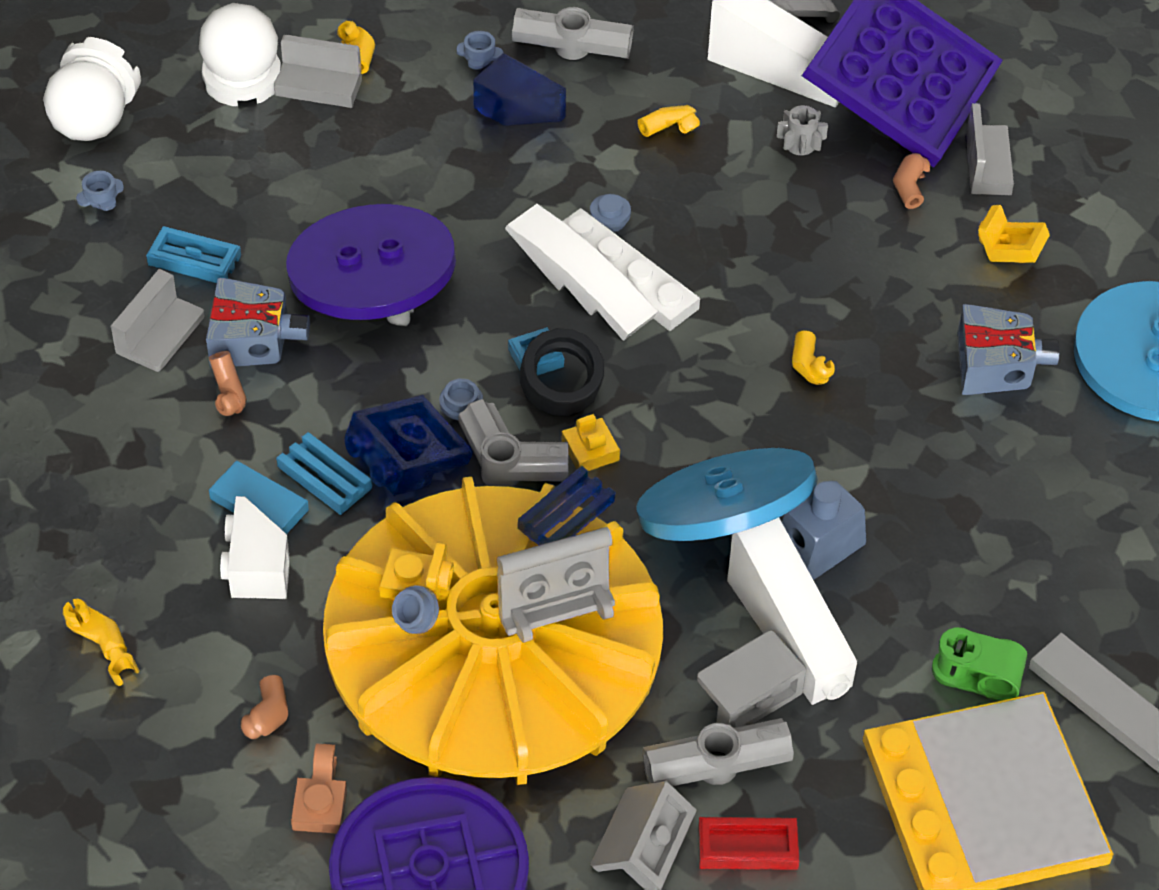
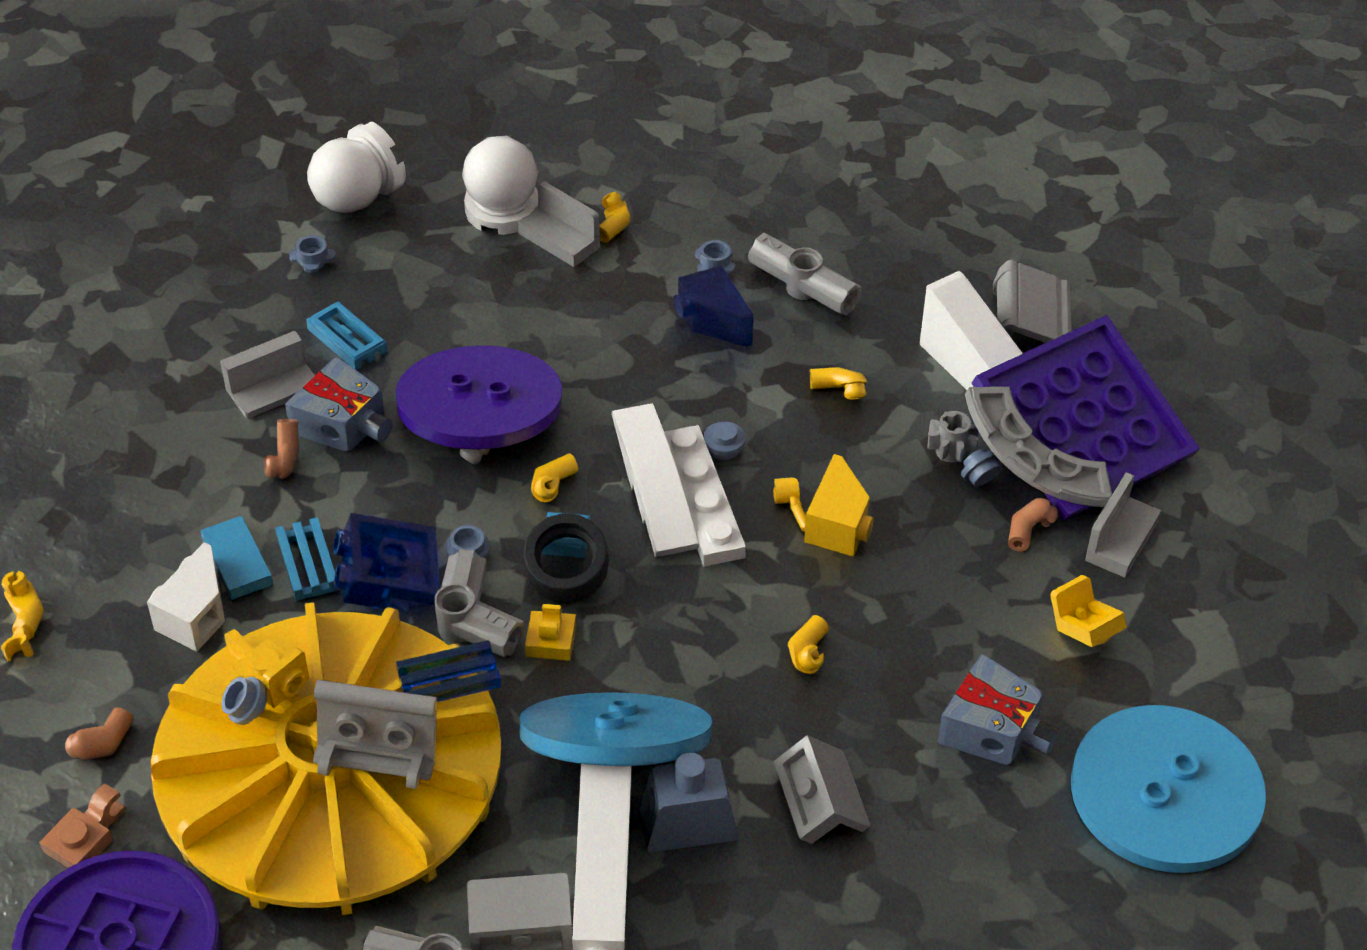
camera: 30 degrees right, 5 degrees down
(483, 309) = (548, 476): none -> yellow arm
(700, 234) = (788, 491): none -> yellow hand
(756, 232) = (839, 511): none -> yellow slope
(842, 147) = (981, 467): none -> sand blue plate
(904, 474) = (819, 789): none -> light grey panel
(907, 127) = (1015, 446): none -> light grey tile

